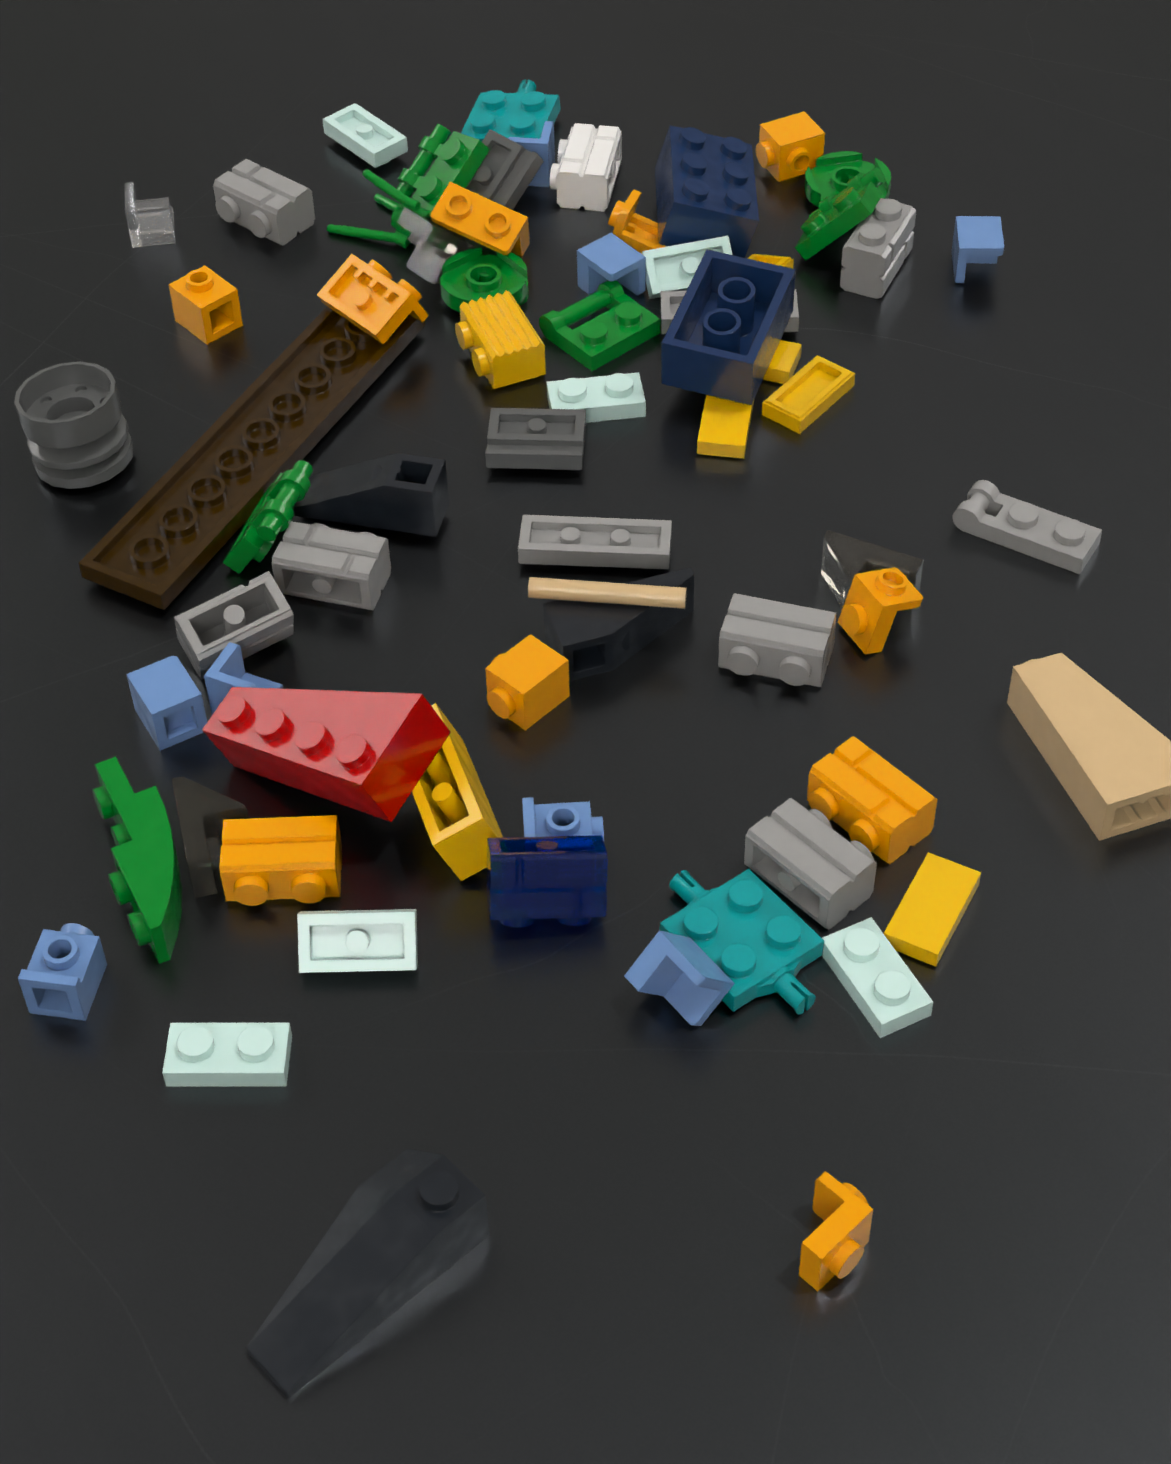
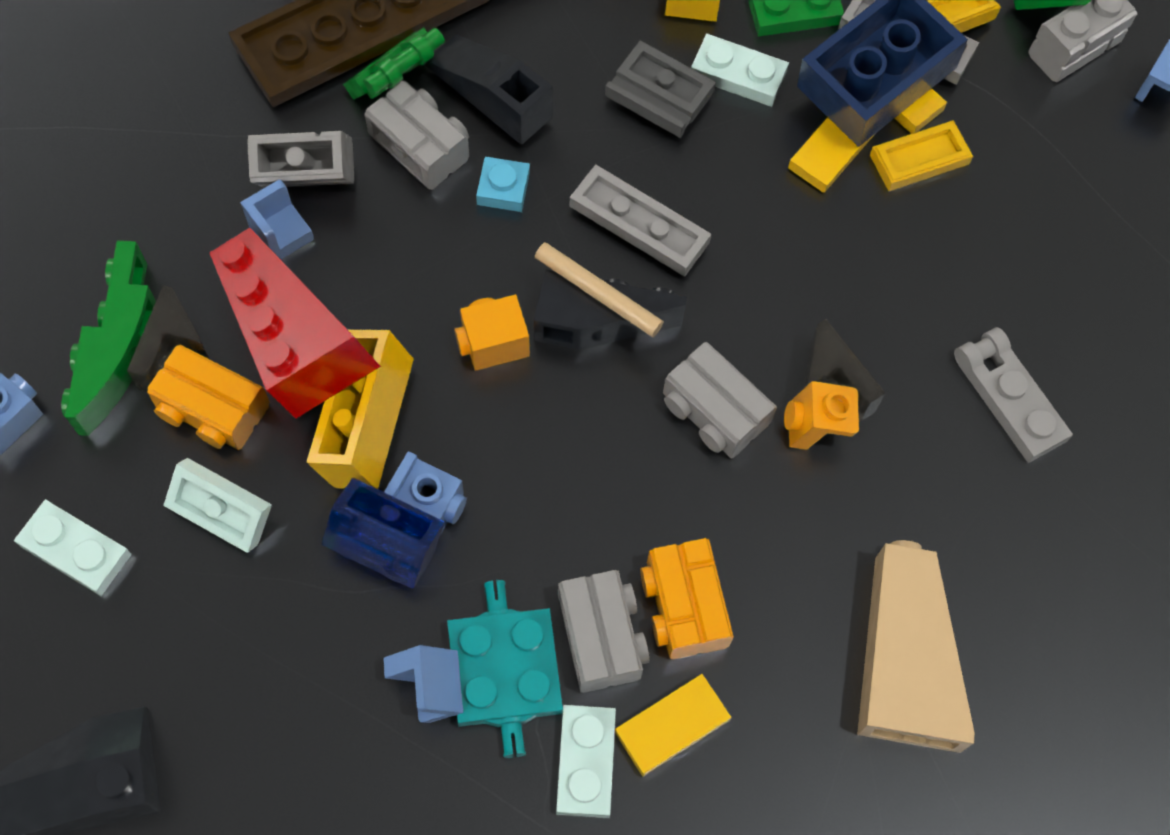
camera: 25 degrees right, 20 degrees up
(167, 702) = (212, 203): medium blue panel -> none
(442, 573) = (503, 184): none -> medium azure plate

